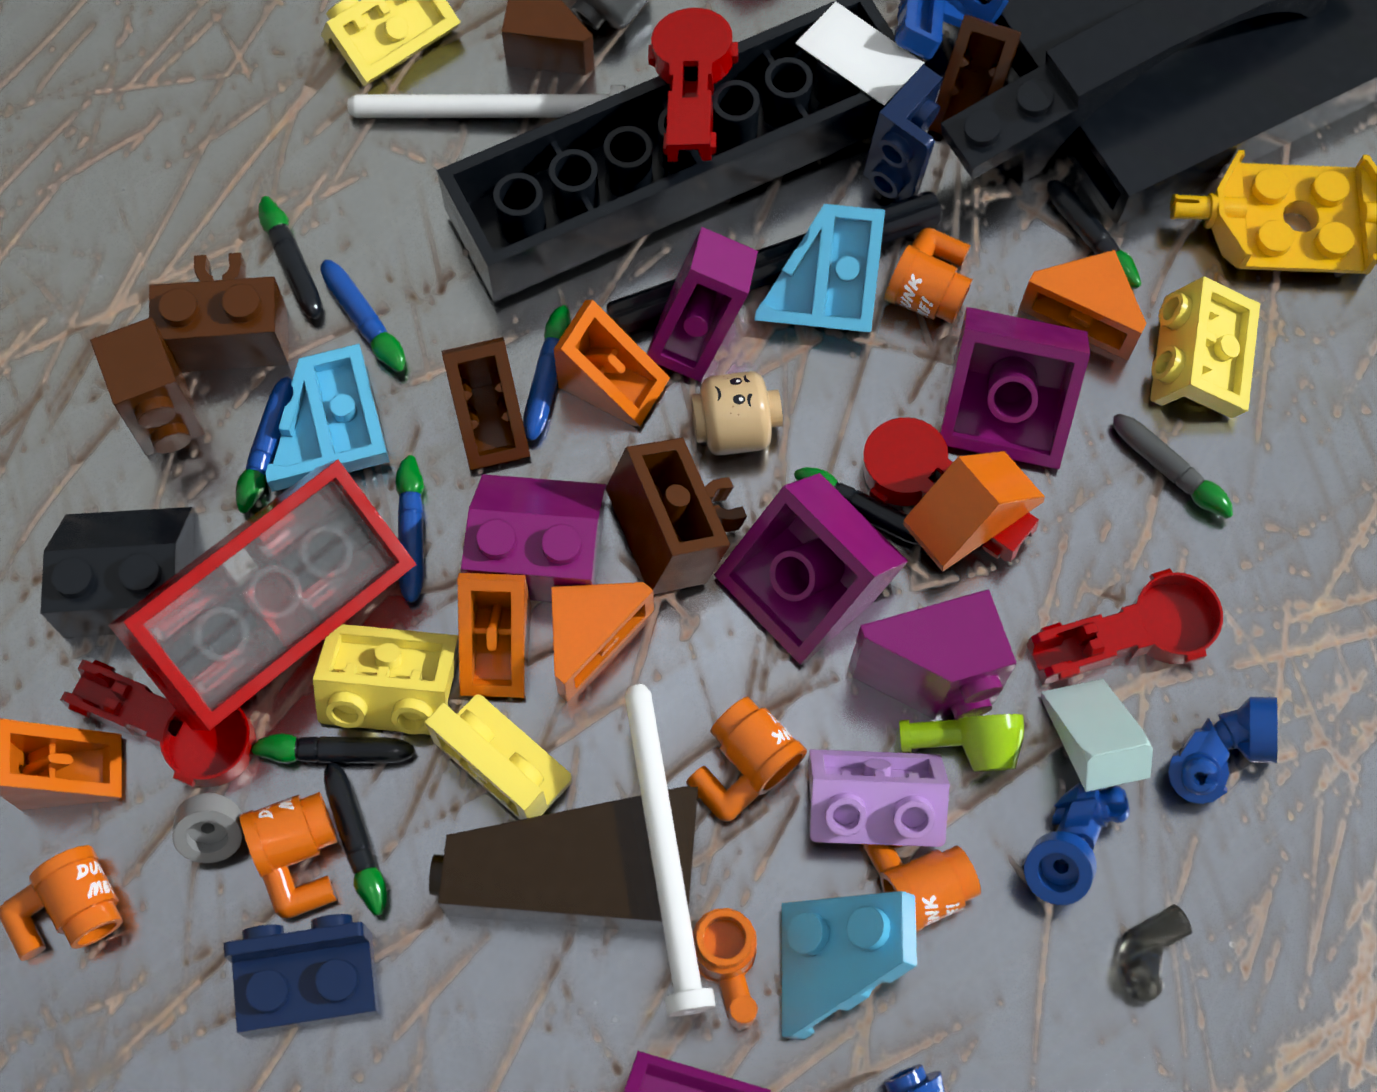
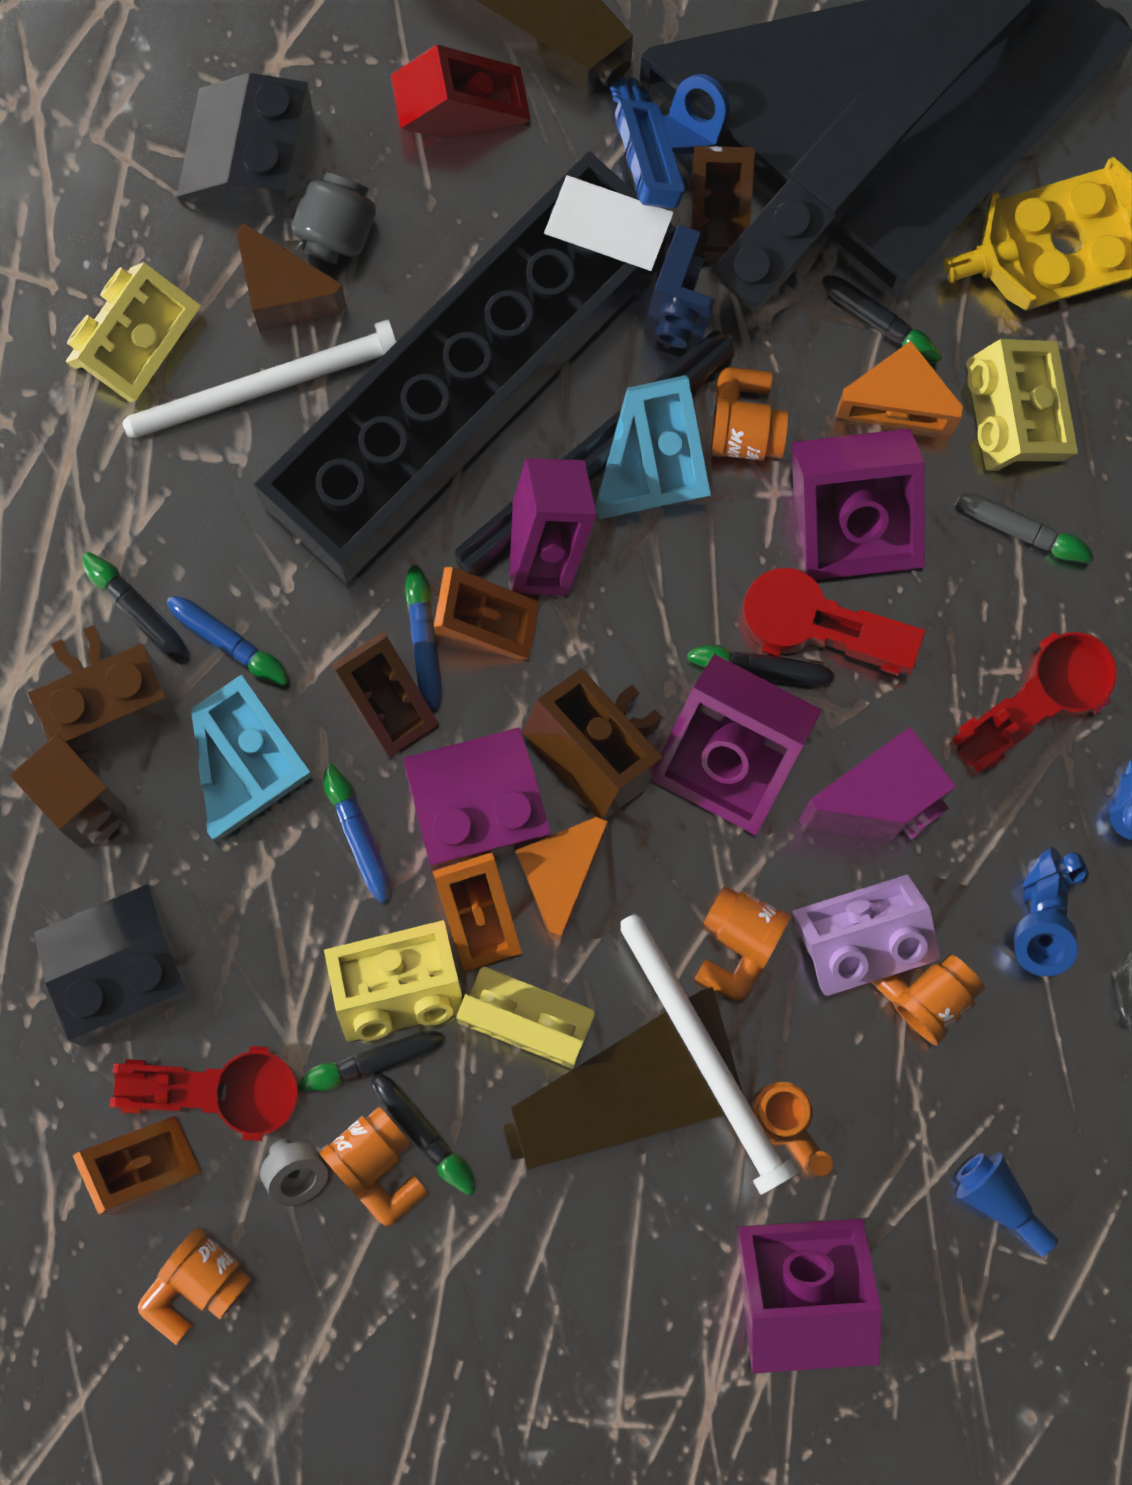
camera: 20 degrees left, 10 degrees up
(263, 596) = (264, 953): clear brick -> none
(264, 447) = (190, 799): blue piece -> none
(303, 975) = (430, 1270): dark blue bracket -> none
(691, 39) = (444, 271): red piece -> none
(735, 413) = (615, 620): tan head -> none
(841, 952) = (884, 1085): medium azure wing -> none
(970, 506) = (863, 641): orange slope -> none
(988, 740) = (946, 848): lime bar -> none
(1099, 735) = (1040, 810): light aqua slope -> none

